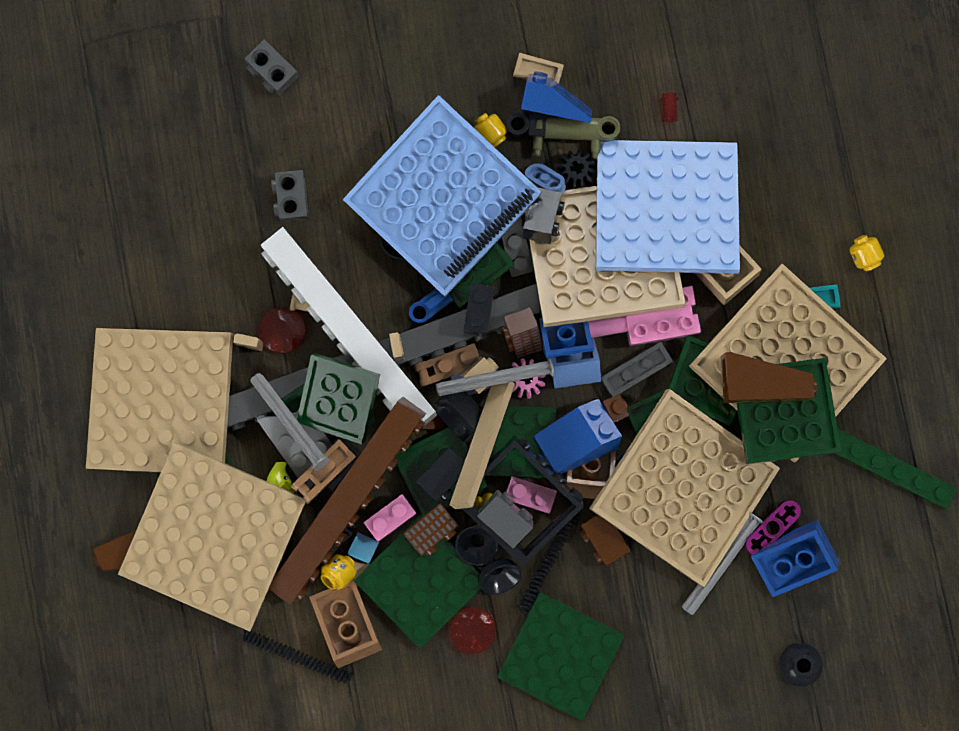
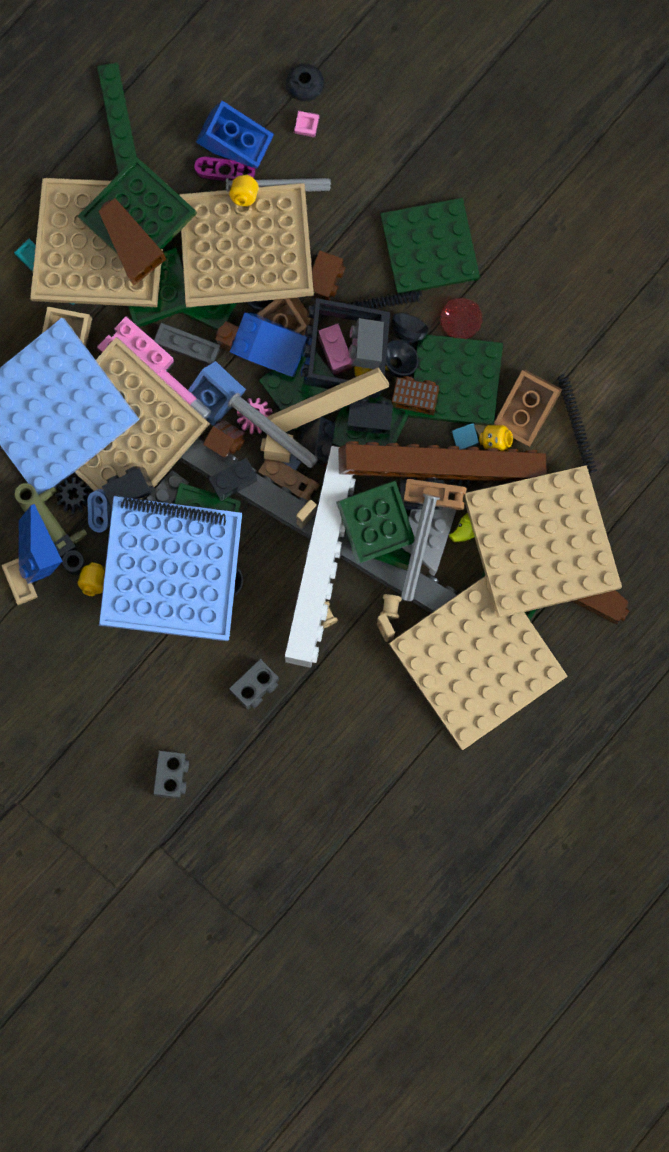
camera: 130 degrees left, 5 degrees down
(266, 364) = (390, 606): none -> tan bush
(282, 330) = (357, 616): clear red dish -> none
(390, 518) = (428, 432): bright pink brick -> none
(431, 304) = (253, 523): blue piece -> none
(566, 339) = (207, 401): blue slope -> none
(737, 525) = (244, 190): none -> yellow head
(759, 634) = (306, 124): none -> bright pink plate

